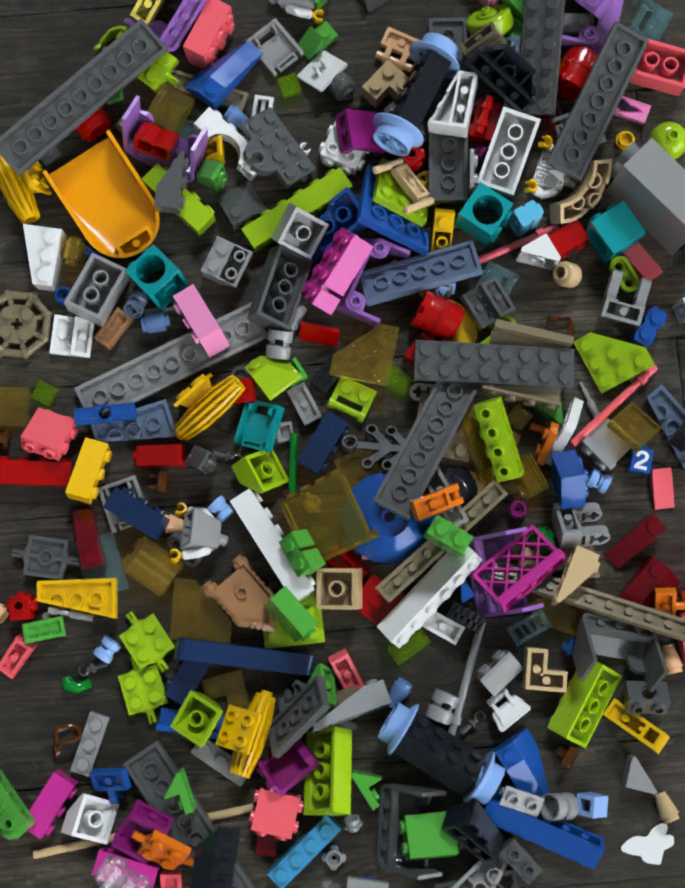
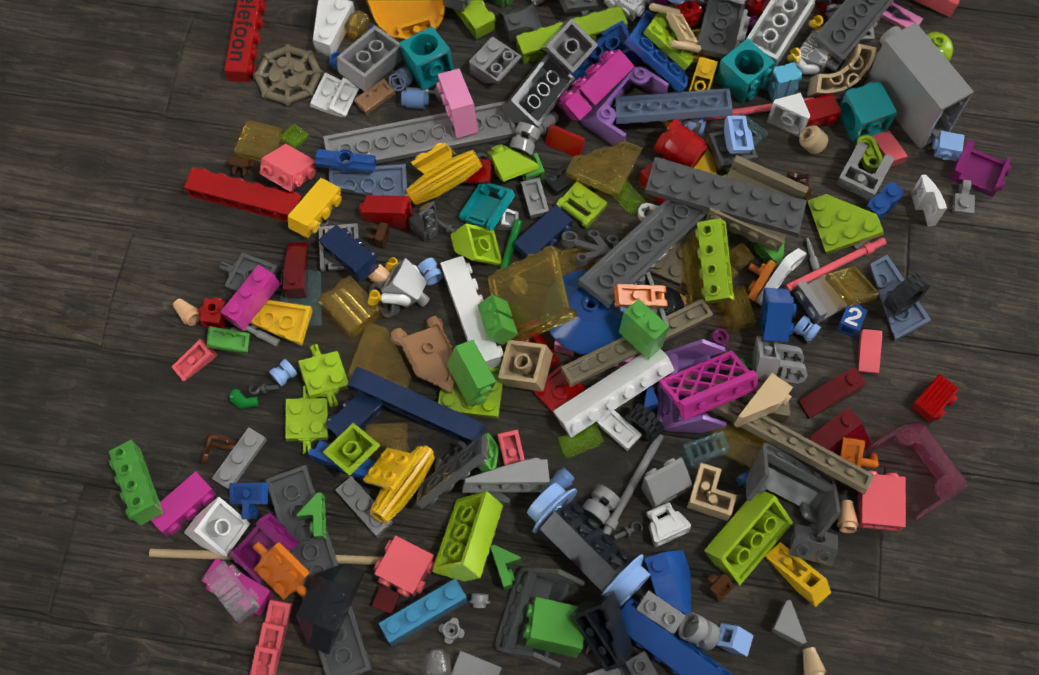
camera: 15 degrees right, 15 degrees down
(53, 586) = (250, 297): none -> dark pink brick
(289, 768) = (430, 522): magenta panel -> none
(493, 294) = (737, 135): none -> light blue slope

